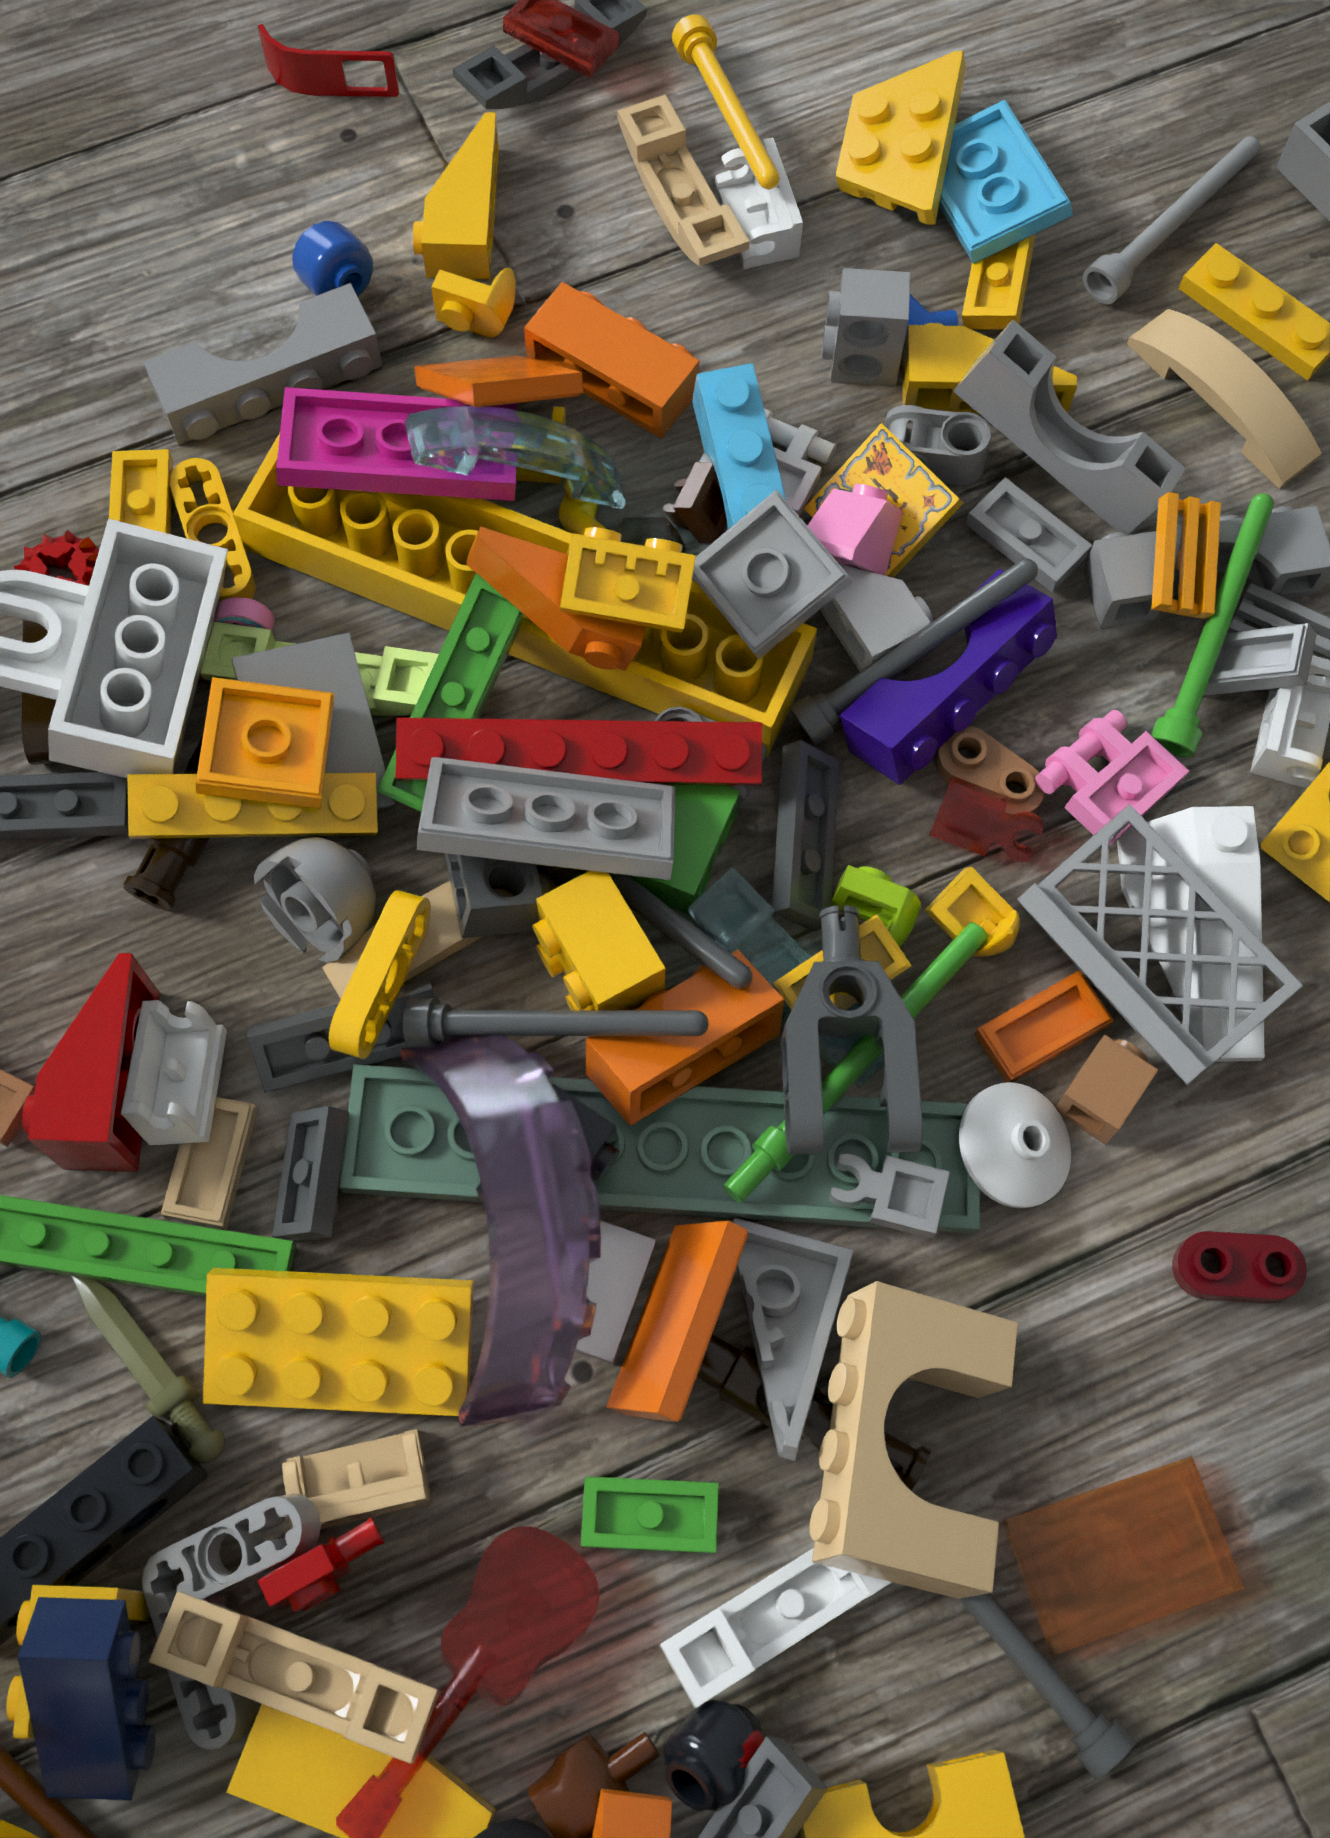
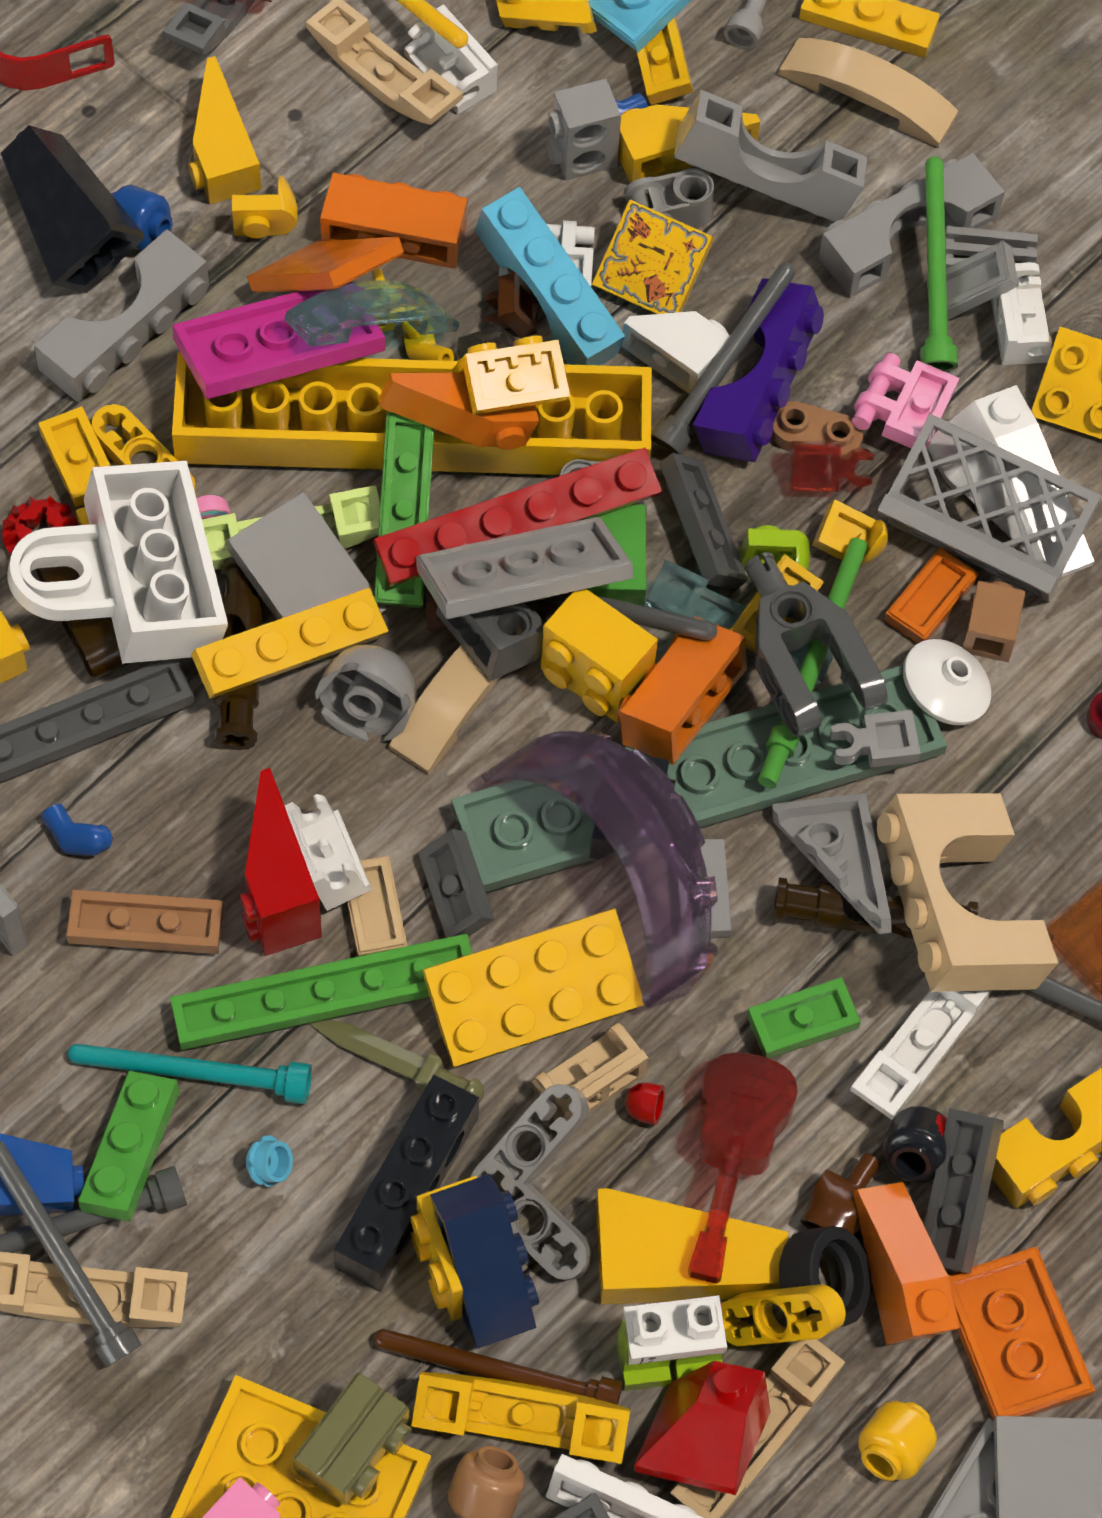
camera: 25 degrees left, 5 degrees down
(257, 227) = (68, 209): none -> black slope
(265, 743) = (285, 591): light orange tile -> none
(295, 1676) = (620, 1194): tan slope -> none
(299, 1048) = (433, 782): dark grey plate -> none
(314, 1574) = (591, 1138): red plate -> none
(379, 974) = (449, 722): yellow beam -> none
(409, 1547) = (645, 1102): none -> red hinge
(431, 1022) = (502, 743): dark grey piece -> none
(678, 1320) = (767, 878): orange tile -> none
(768, 574) = (605, 337): light grey tile -> none
(858, 527) = (644, 284): bright pink slope -> none
(1028, 531) = (768, 244): light grey plate -> none
(1195, 559) = (902, 221): light orange tile -> none

